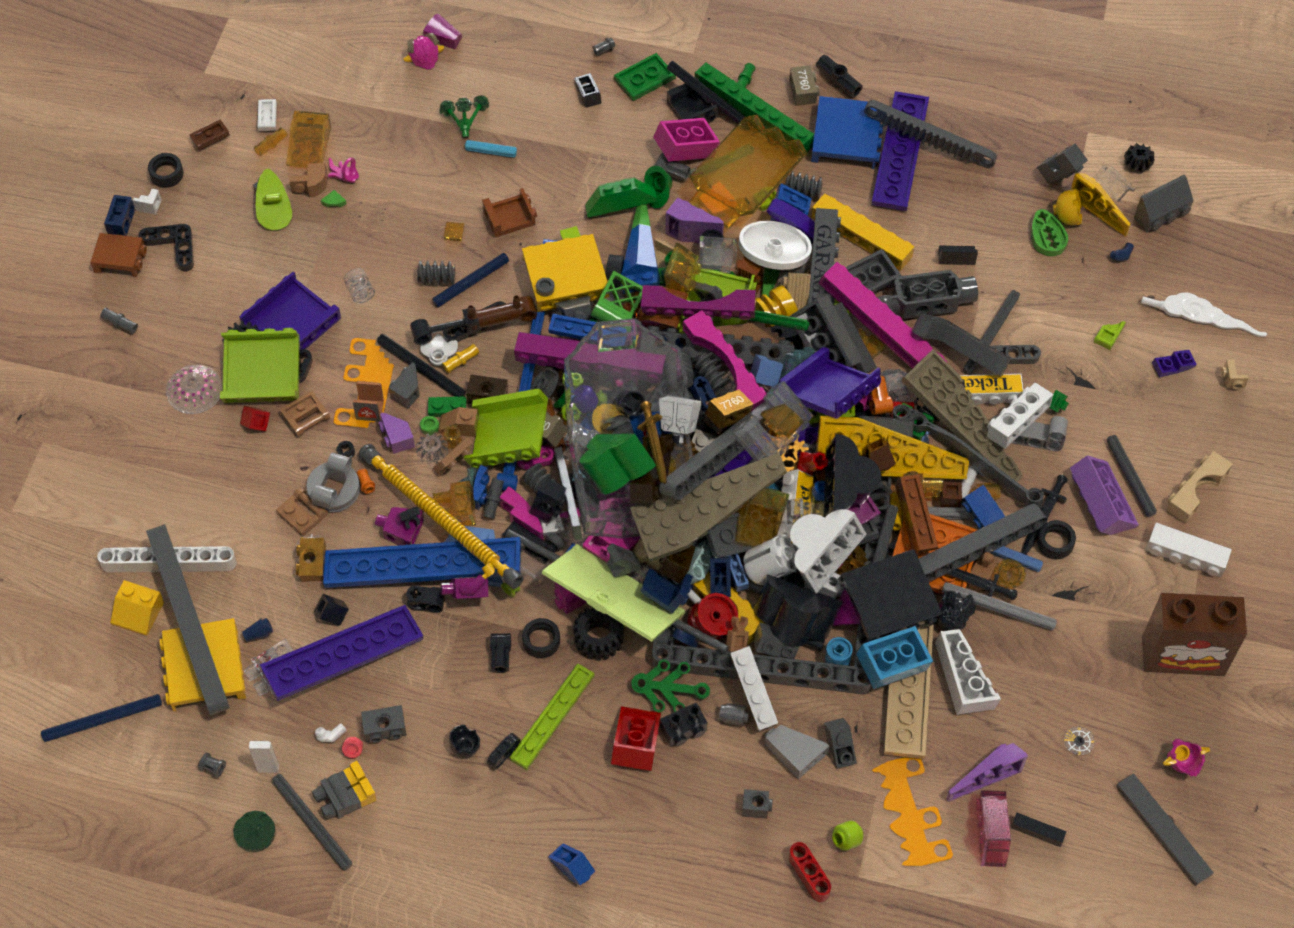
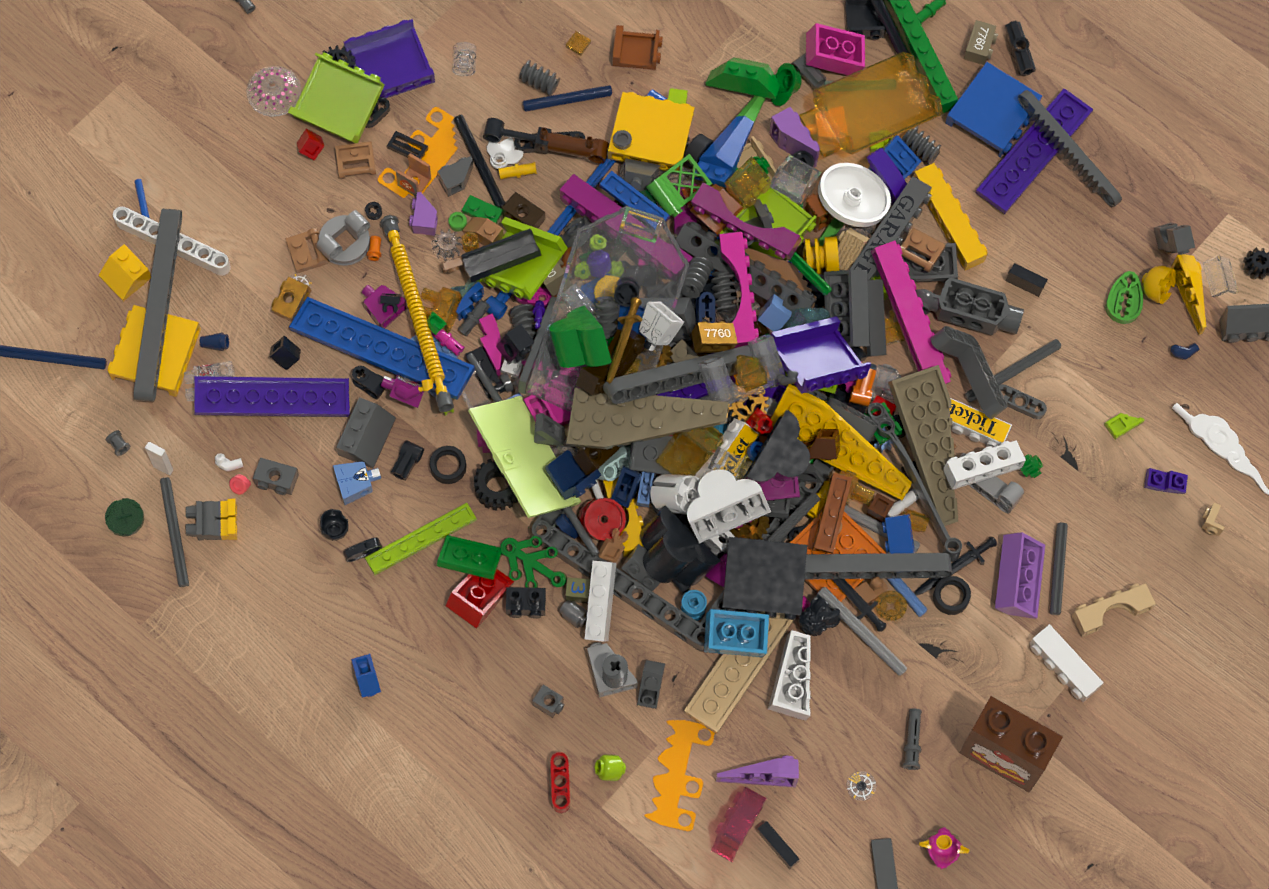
camera: 25 degrees right, 10 degrees up
(115, 534) = (141, 198): none -> blue piece
(345, 385) = (391, 146): none -> black tile
(448, 646) = (365, 433): none -> dark grey slope
(461, 692) = (355, 480): none -> medium blue torso
(462, 515) = (435, 323): none -> green tile
(481, 528) = (446, 340): none -> dark pink pin
(490, 431) = (500, 255): none -> black panel
(551, 466) = (539, 312): none -> dark purple piece
(609, 709) = (469, 557): none -> green tile
(726, 691) = (578, 590): none -> olive brick
(806, 742) = (615, 671): none -> dark grey piece
(815, 414) = (786, 380): none -> dark grey arm
(859, 262) = (923, 245): none -> medium nougat plate
(1103, 686) = (912, 748): none -> dark grey pin

